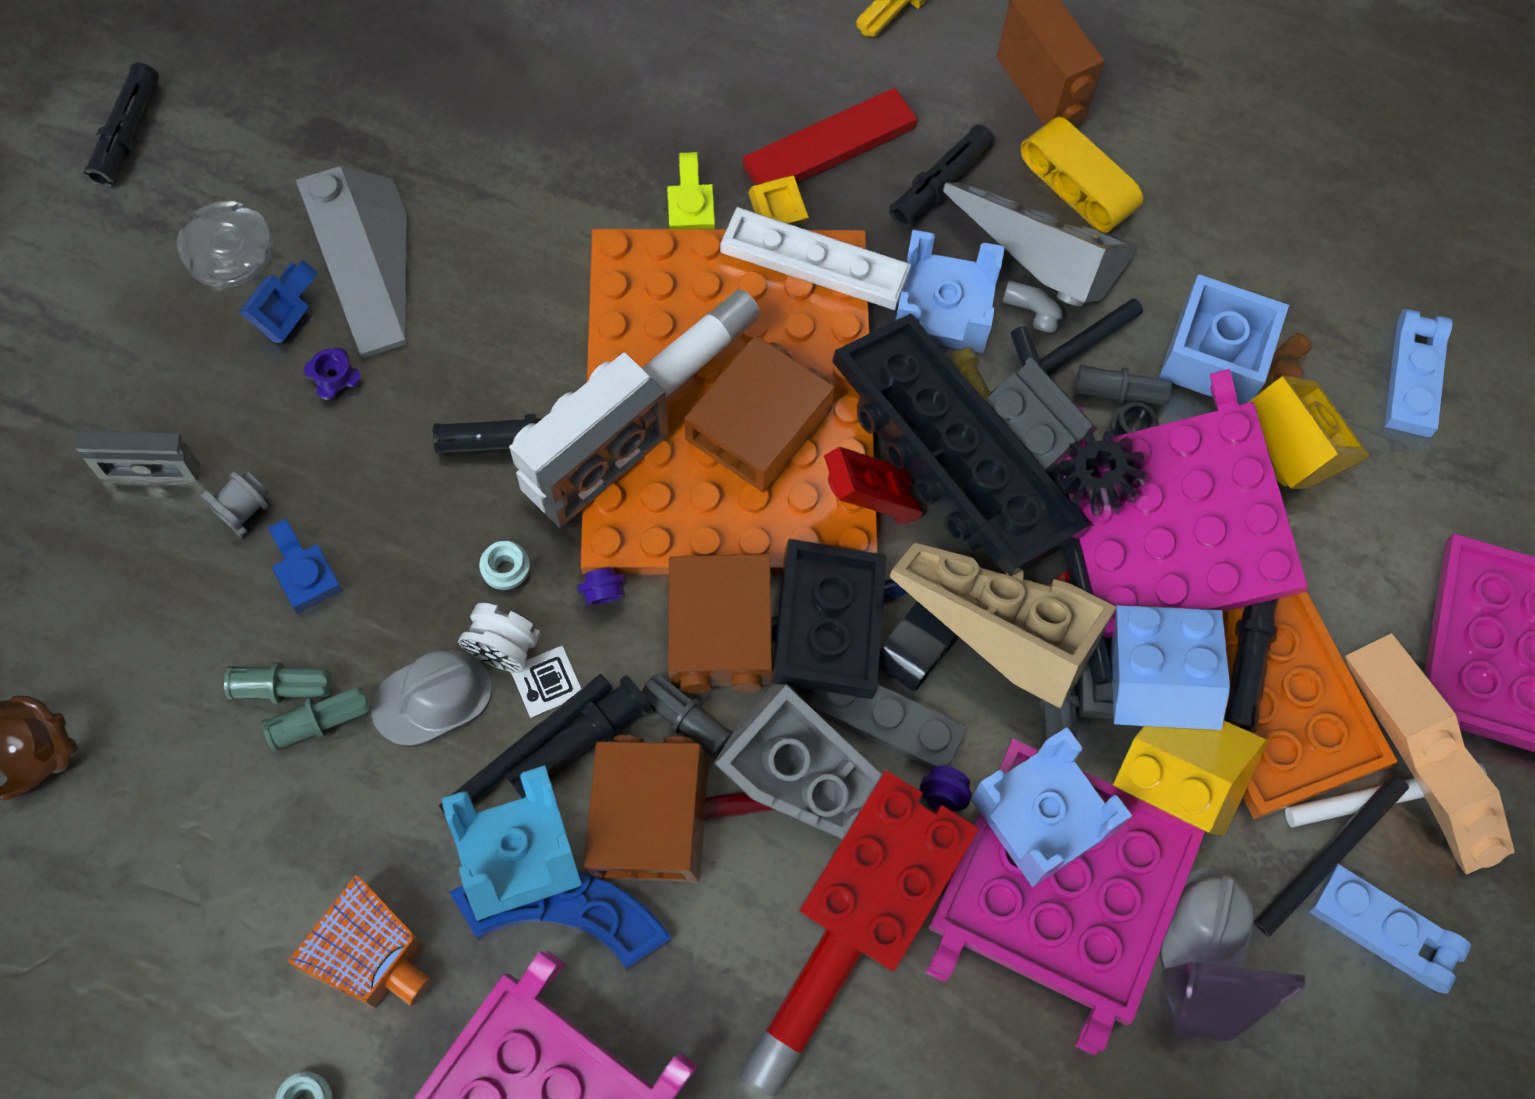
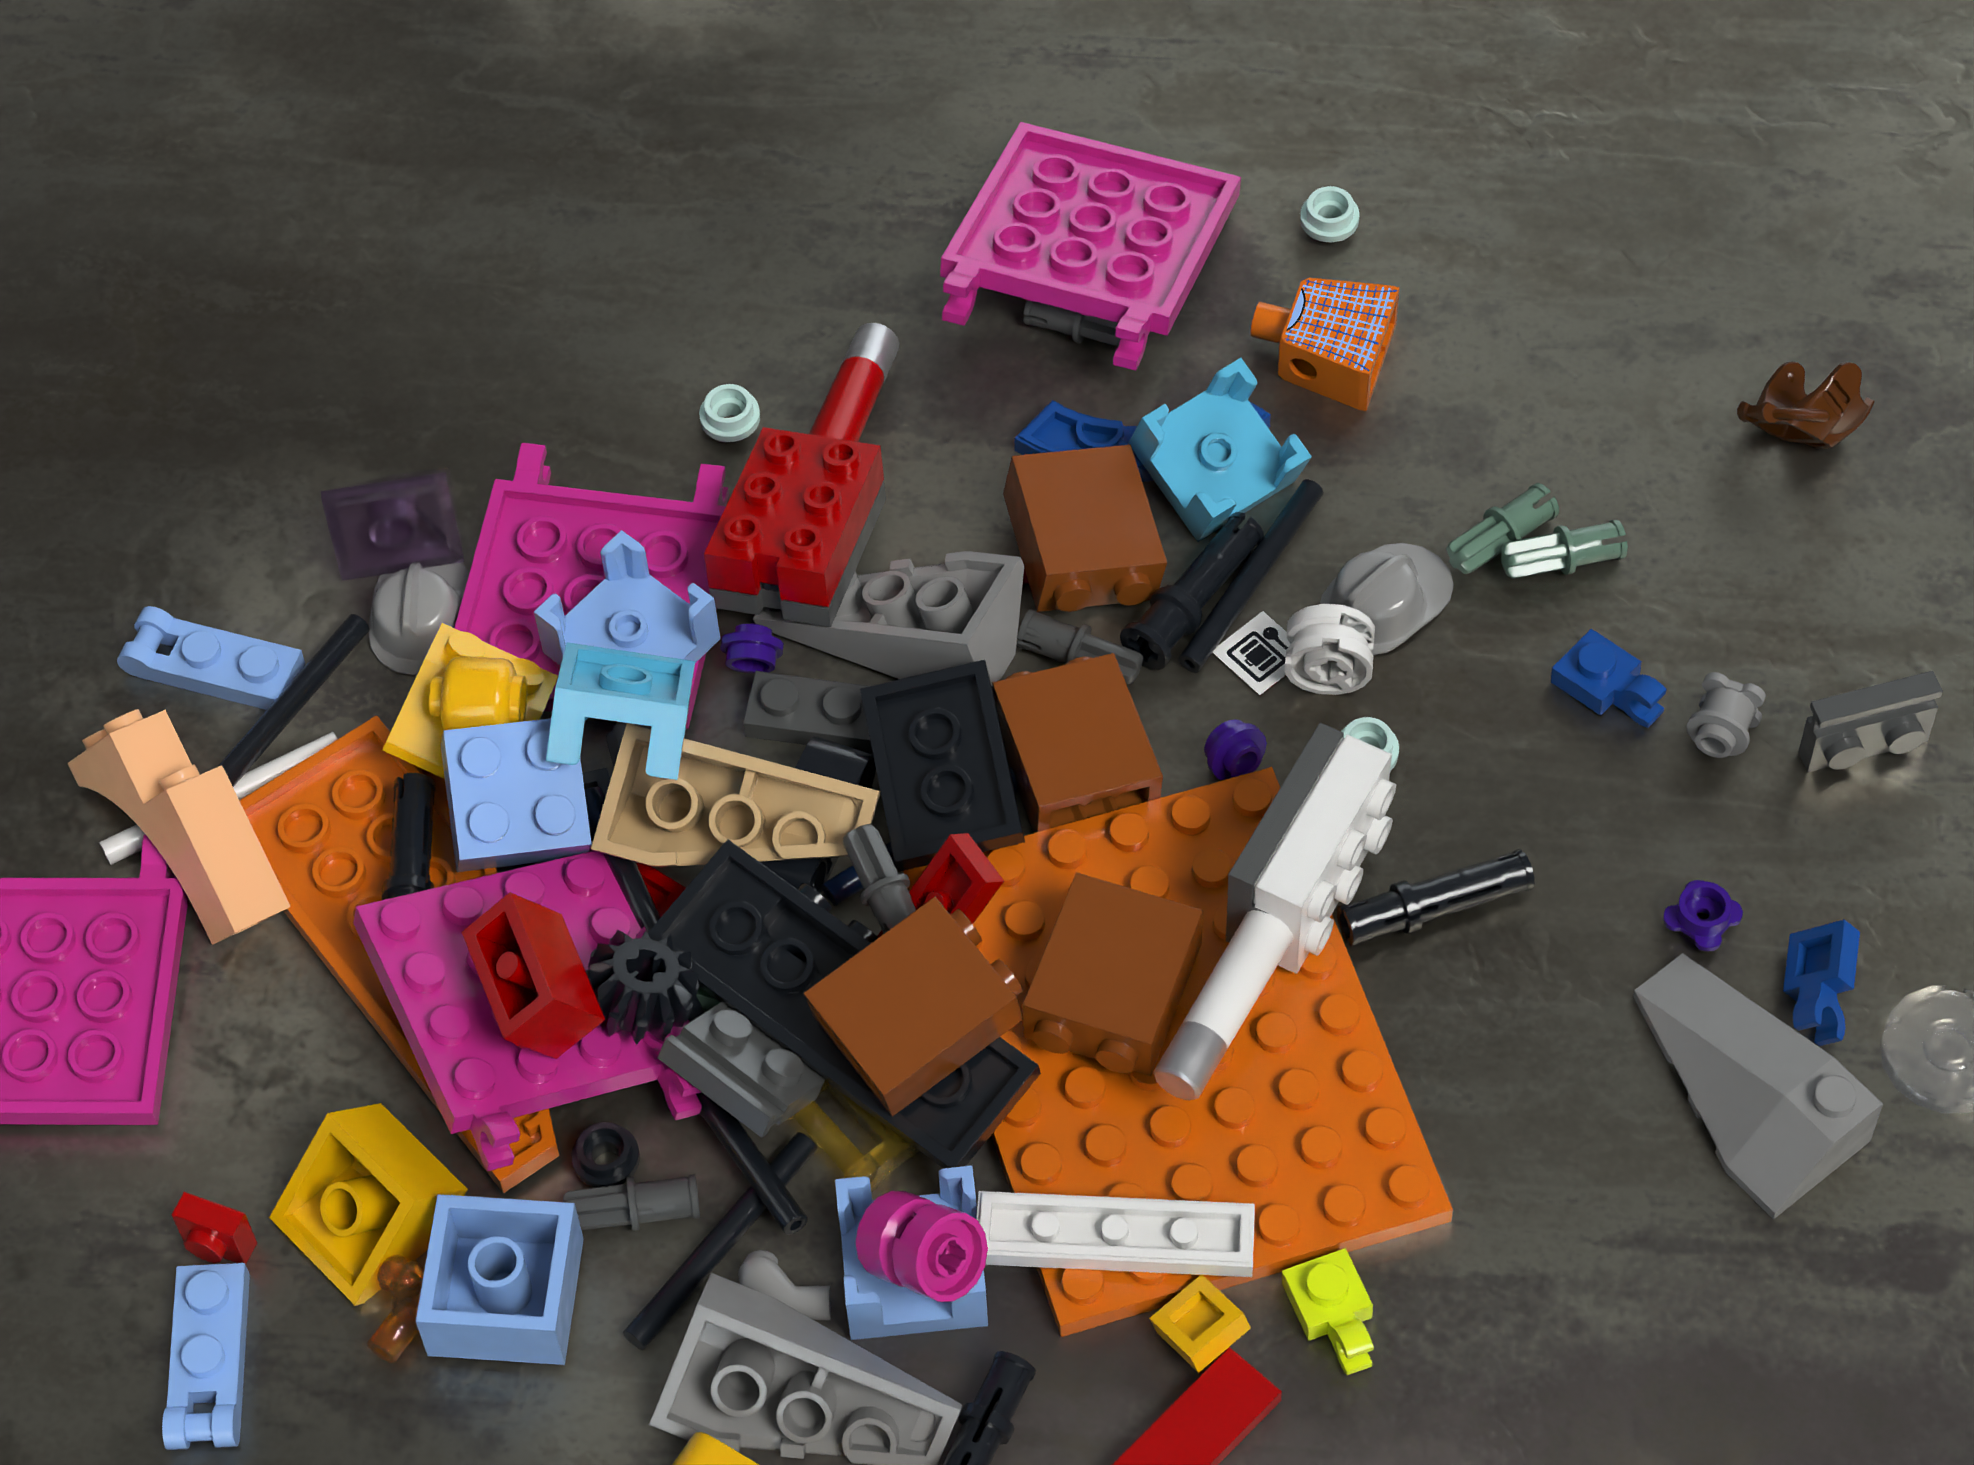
camera: 170 degrees right, 10 degrees down
(906, 501) = (883, 886): none -> dark grey axle
(912, 392) = (916, 1004): none -> dark orange brick
(921, 1035) = (727, 401): none -> light aqua plate
(948, 251) = (921, 1246): none -> dark pink wheel
(1079, 680) = (626, 690): none -> medium azure panel
(1187, 468) = (532, 976): none -> red brick
(1192, 730) = (478, 693): none -> yellow head
(1412, 442) = (213, 1230): none -> red plate

